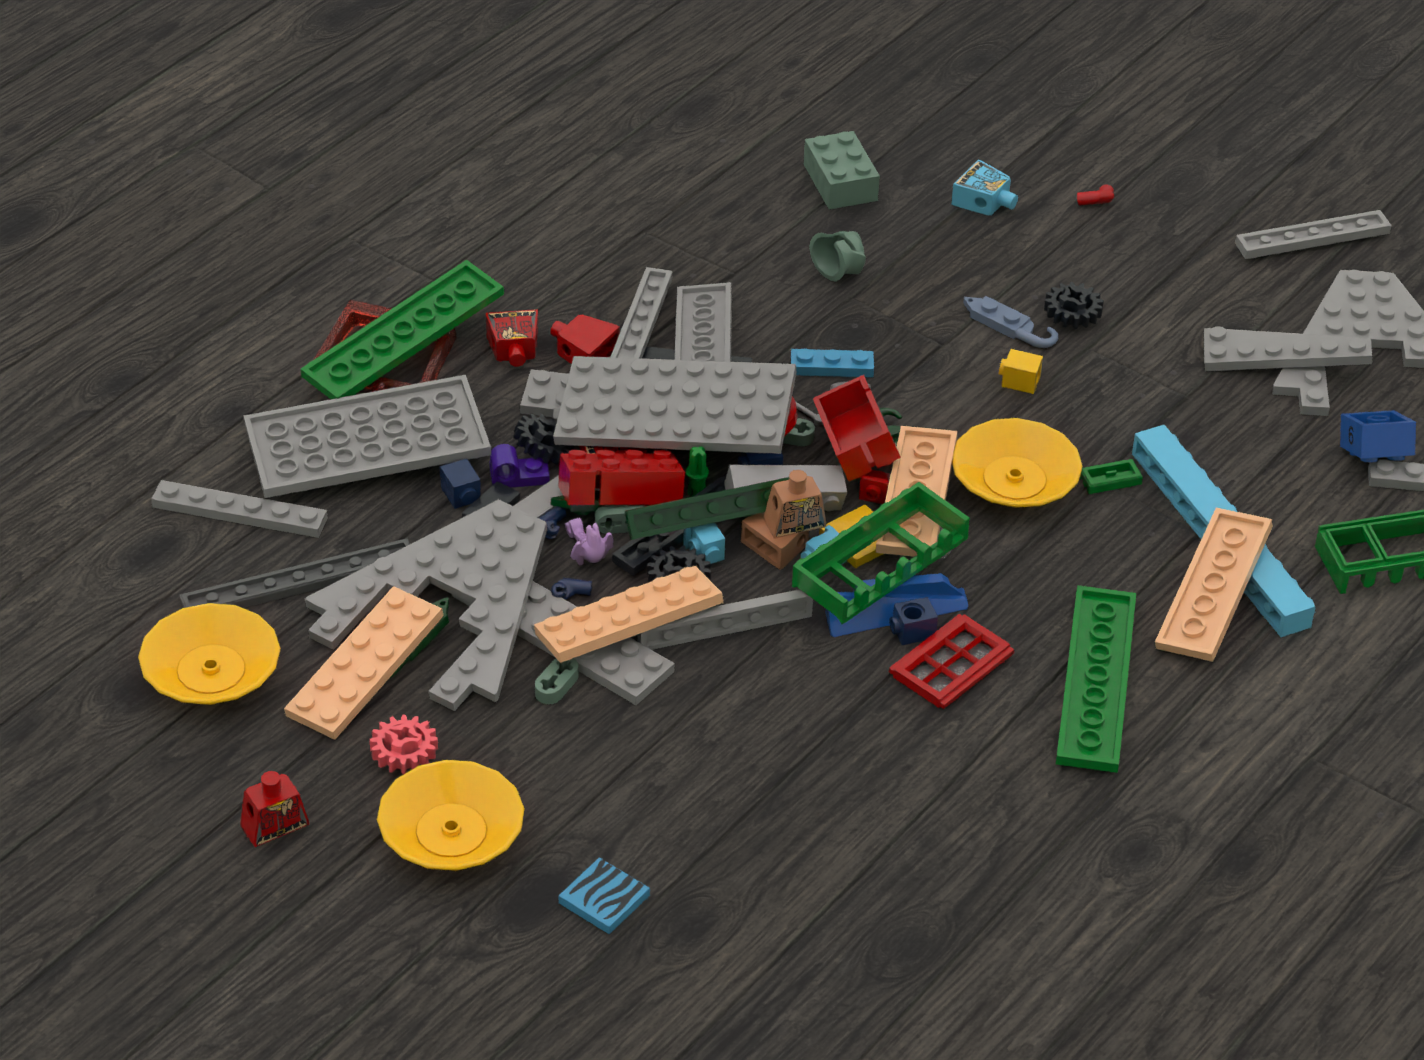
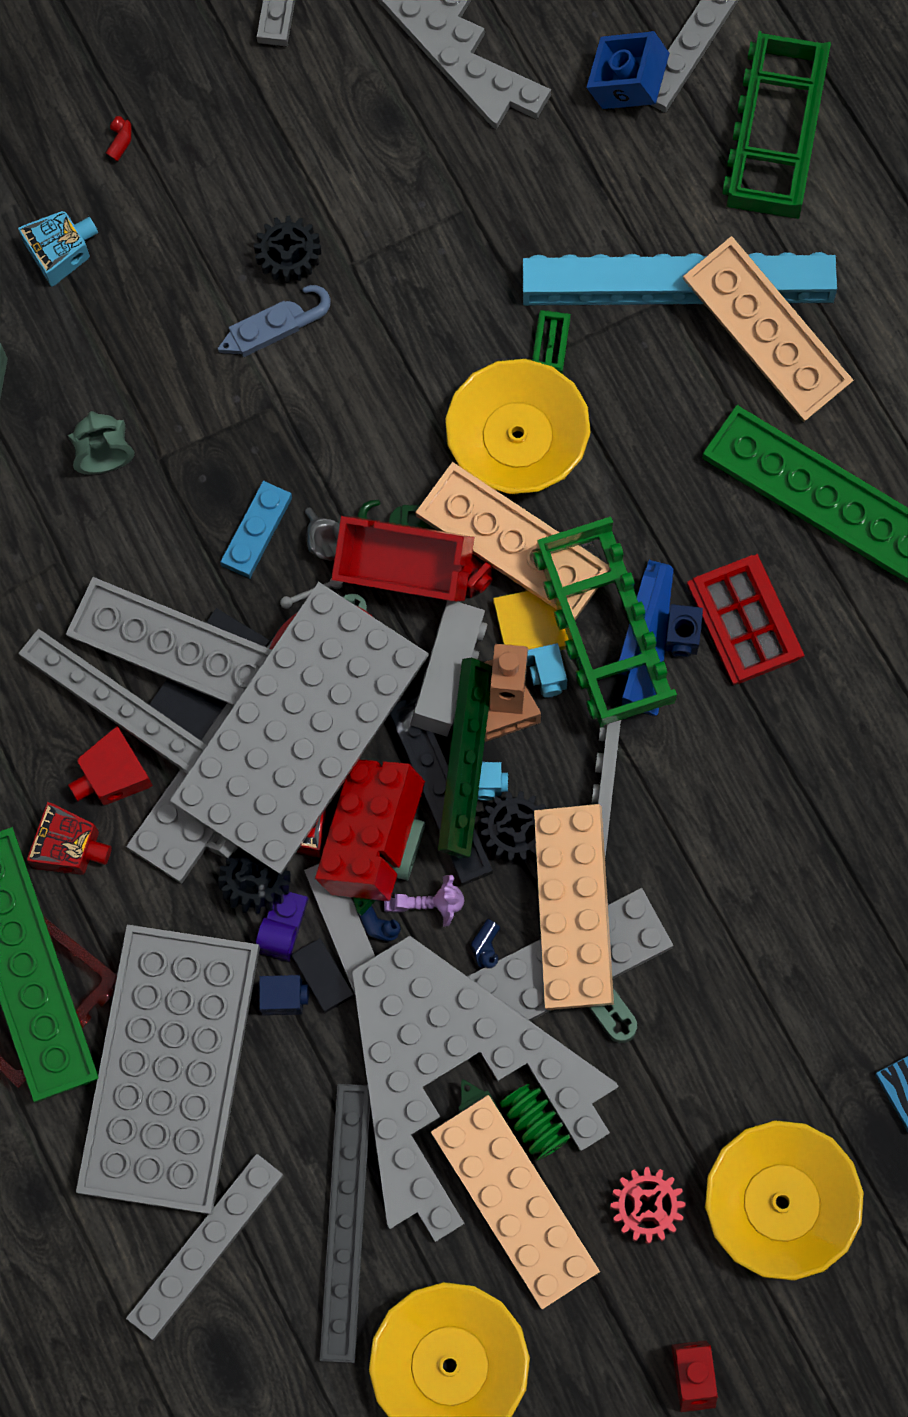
camera: 60 degrees left, 30 degrees up
(437, 653) = (534, 1121): none -> green piece
(697, 470) = (387, 746): green axle -> none
(1021, 371) = (365, 350): yellow brick -> none
(1264, 350) = (442, 106): light grey wing -> none

